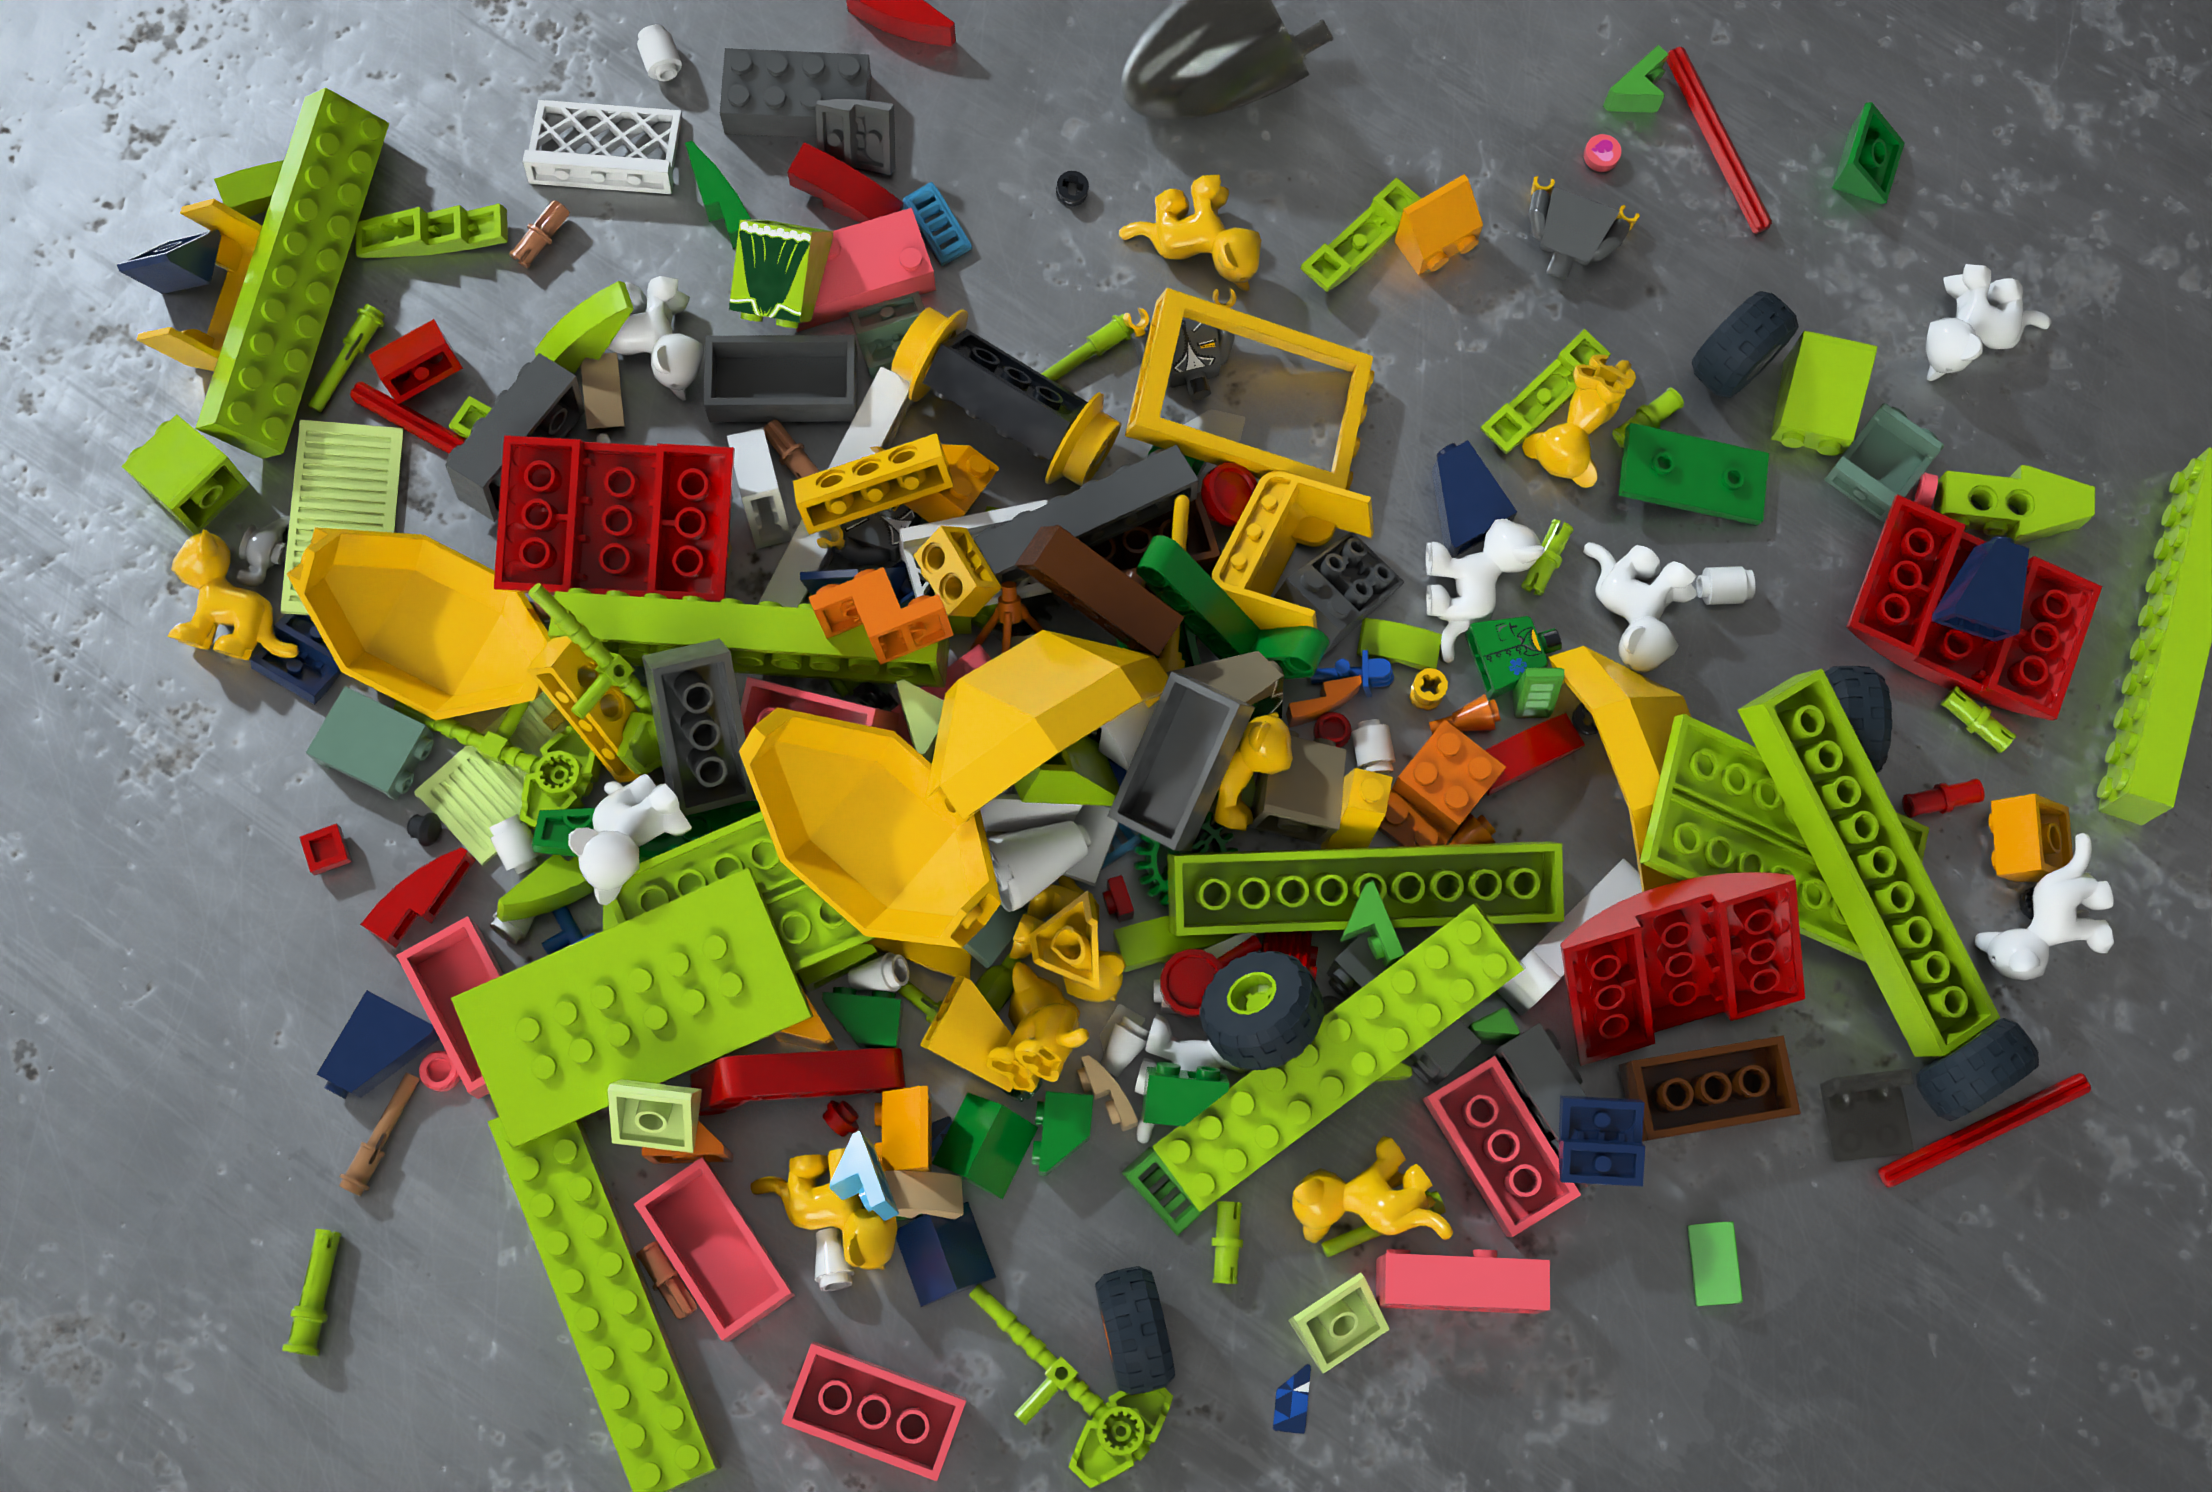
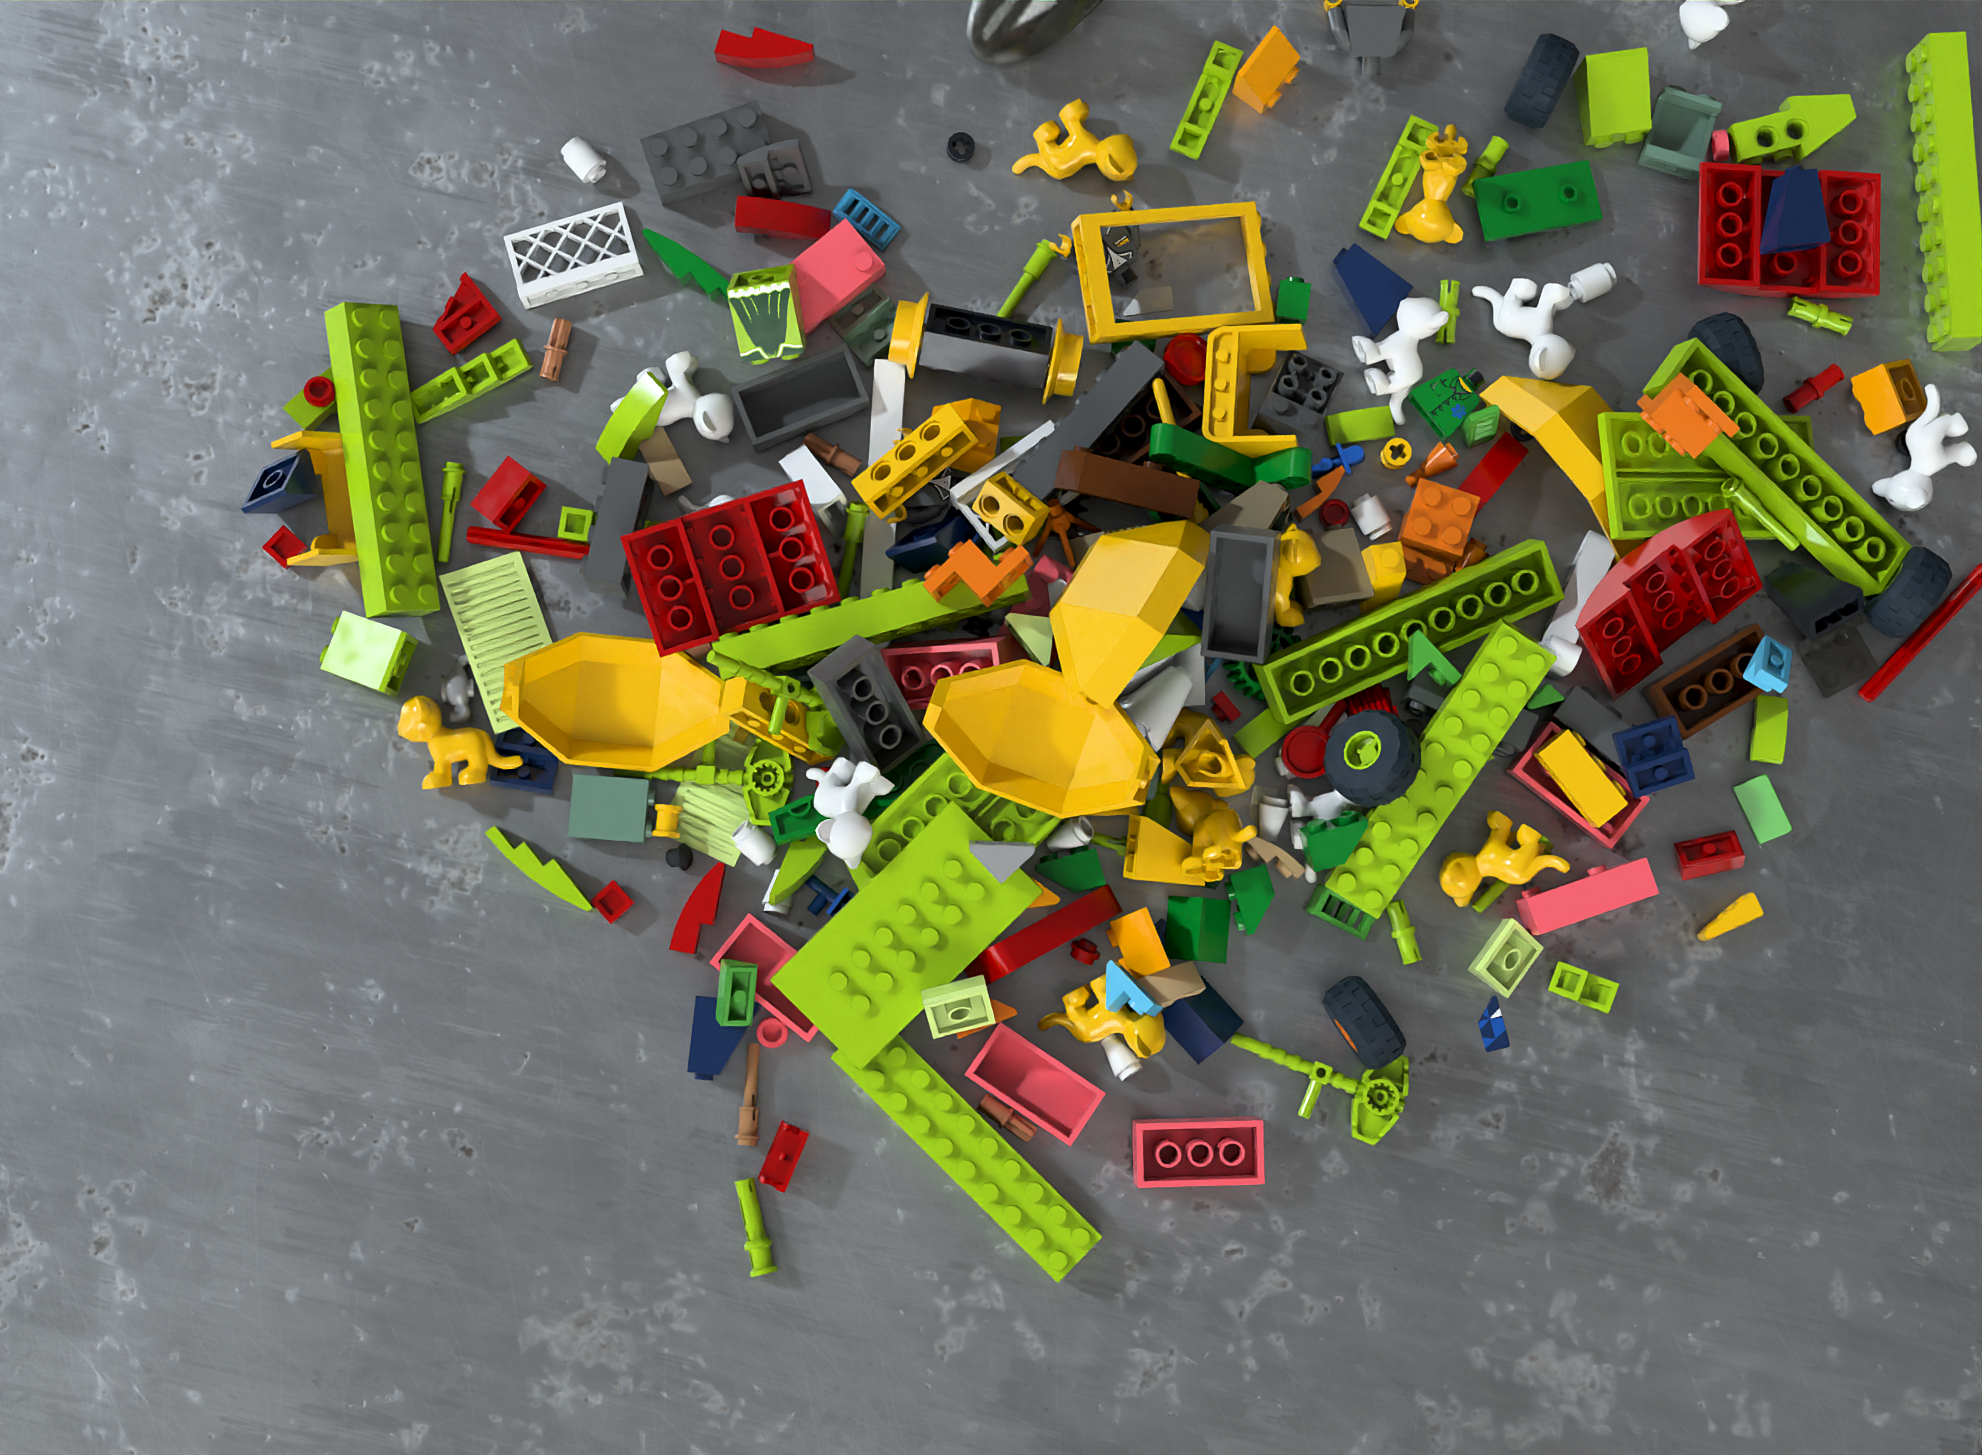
camera: 20 degrees left, 10 degrees up
(147, 320) = (284, 545): none -> red plate
(260, 175) = (319, 391): none -> red plate
(268, 790) = (550, 875): none -> lime slope
(388, 1223) = (783, 1156): none -> red hinge
(411, 1002) = (736, 993): none -> bright green slope
(427, 781) = (667, 821): none -> yellow bush
(458, 165) = (465, 317): none -> red wing
(774, 954) = (1001, 857): none -> light grey slope
(775, 543) = (853, 535): none -> lime pin
(1376, 478) = (1292, 301): none -> green brick
(1419, 1396) = (1583, 987): none -> lime slope
(1506, 1134) = (1581, 777): none -> yellow brick
(1630, 1295) = (1709, 855): none -> red slope
(1640, 1379) = (1738, 913): none -> yellow slope
(1755, 1171) = (1769, 729): none -> lime slope
(1778, 749) = (1686, 416): none -> orange bracket
(1780, 1090) = (1769, 666): none -> medium azure slope
(1821, 891) = (1735, 490): none -> lime pin
(1861, 1034) = (1813, 598): none -> black slope

